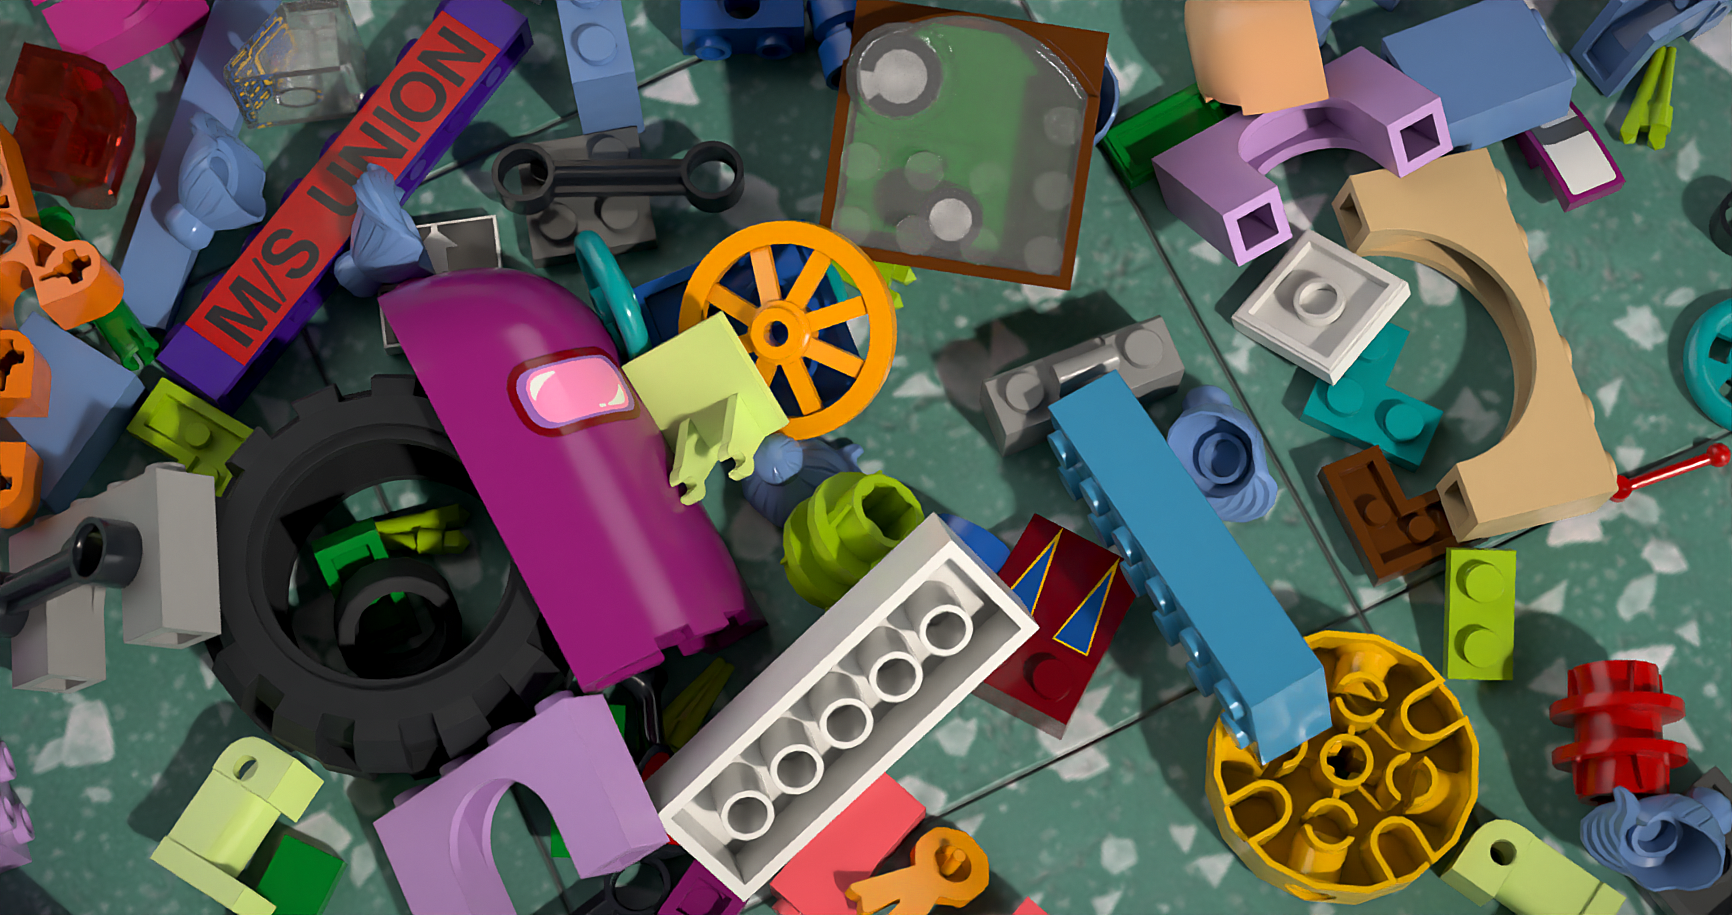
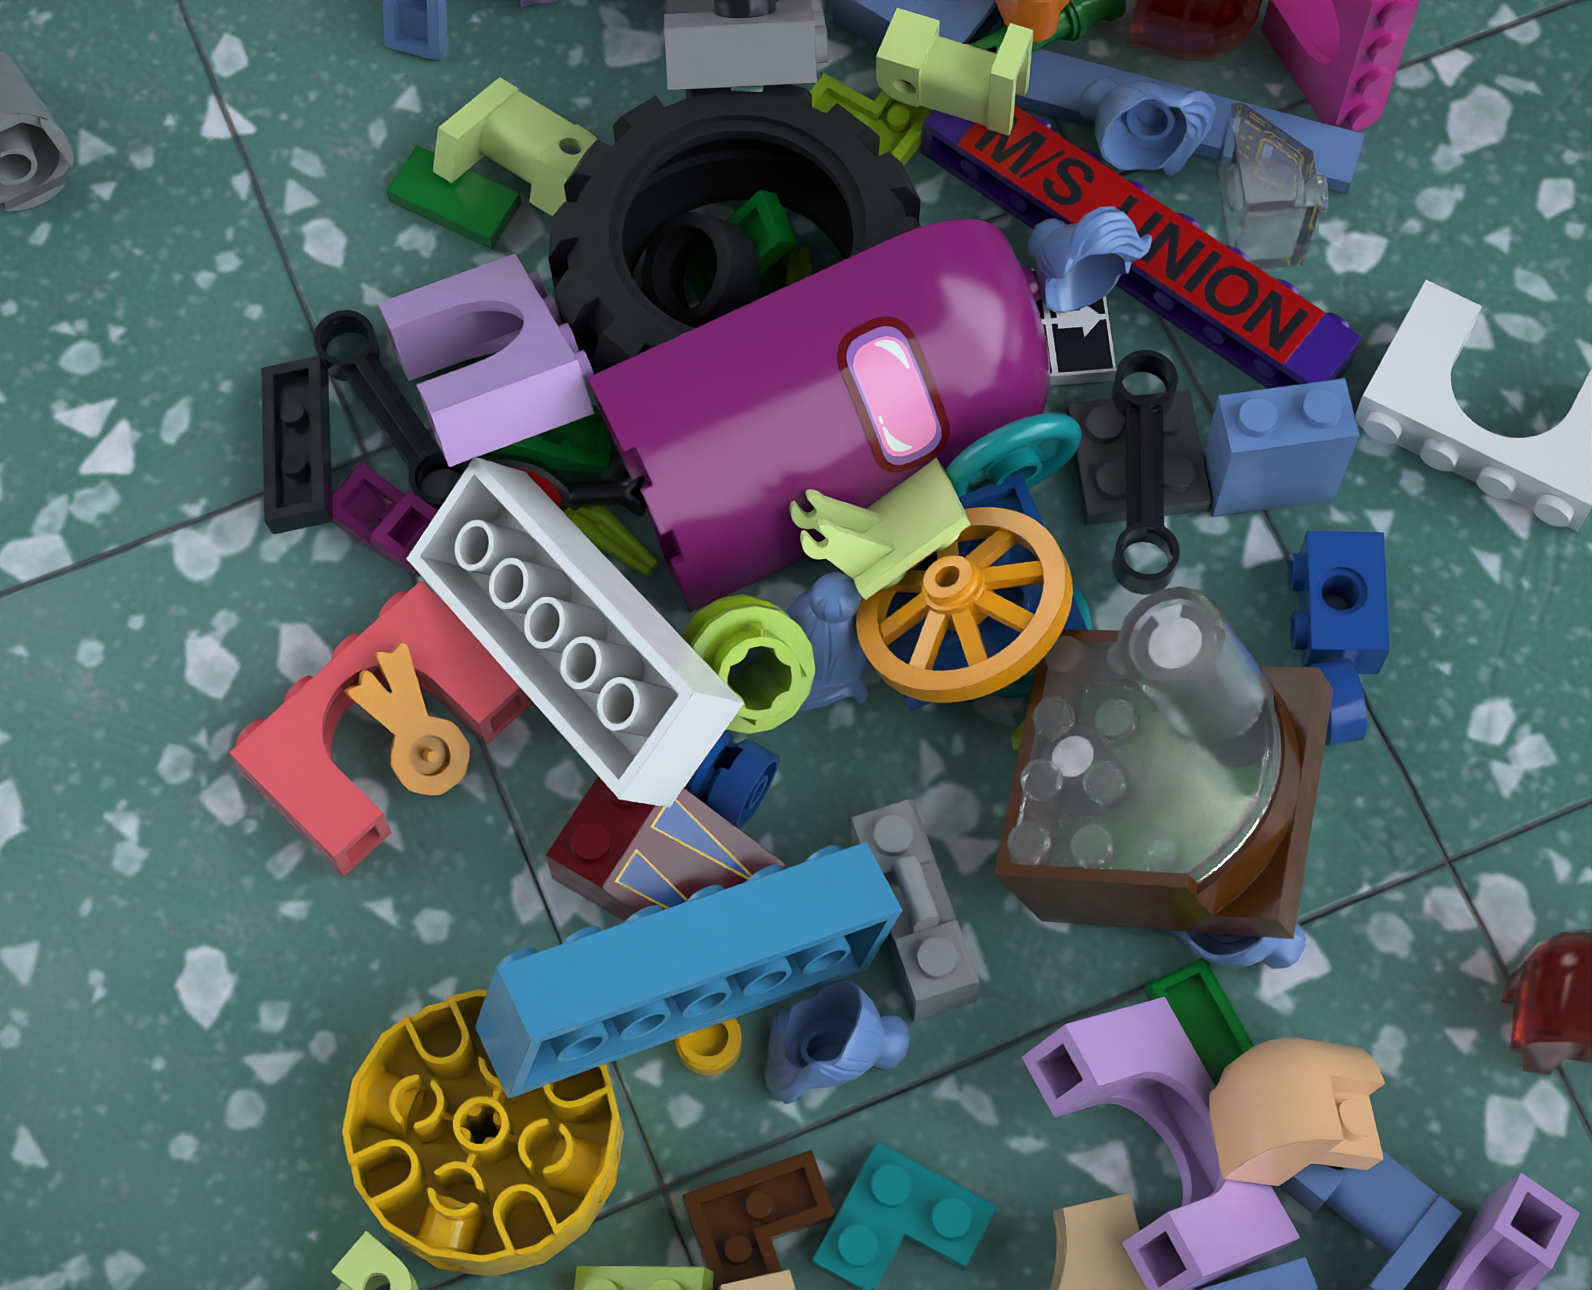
camera: 95 degrees right, 5 degrees down
(175, 354) = (954, 74): none -> yellowish green piece
(1321, 306) = (995, 1169): white tile -> none

